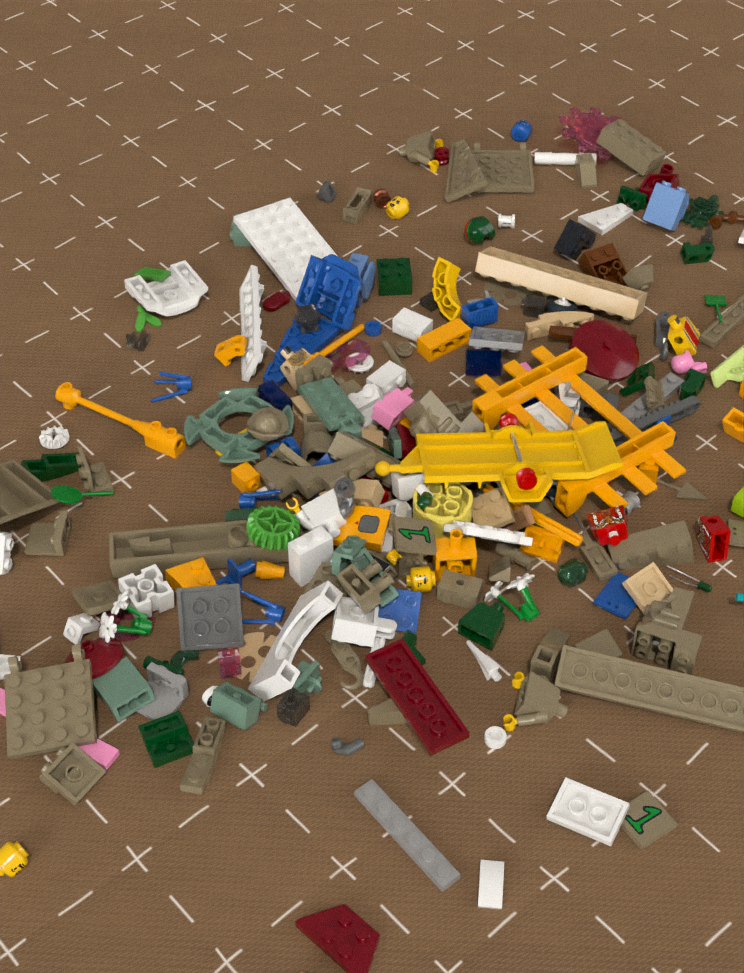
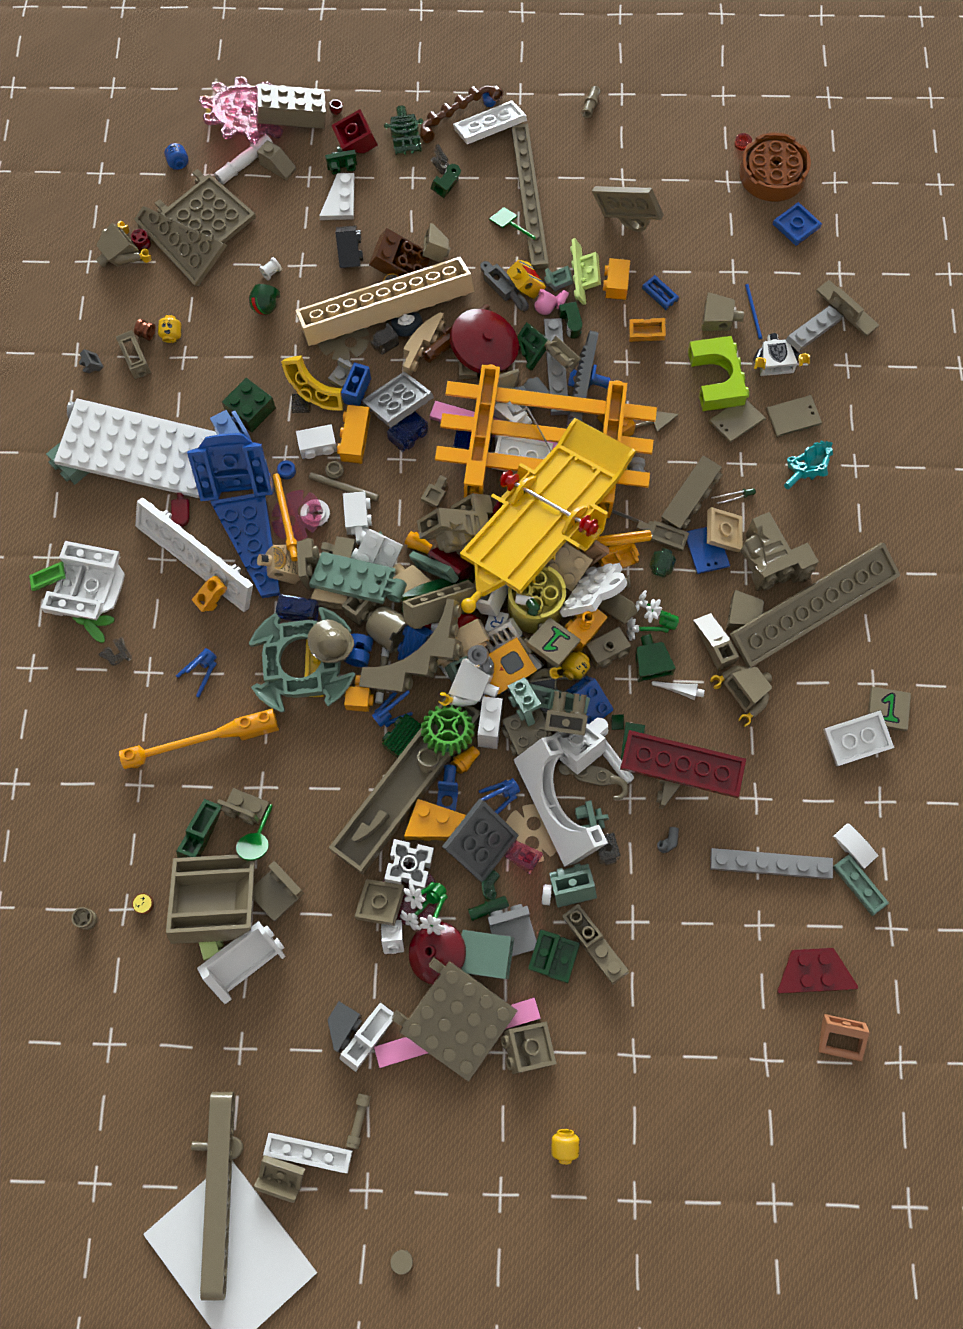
camera: 45 degrees left, 25 degrees up
(61, 438) = (165, 812): white gear -> none
(287, 456) = (384, 658): dark tan tile -> none
(305, 315) = (237, 510): clear smoke brick -> none
(391, 408) = (406, 539): bright pink hinge -> none
(461, 917) = (860, 885): none -> sand green tile
(495, 737) = (746, 738): white tile -> none
(609, 525) = (656, 504): torso -> none
(667, 205) = (384, 151): medium blue brick -> none
(712, 358) = (558, 278): none -> sand green bracket
(713, 538) = (719, 446): red torso -> none

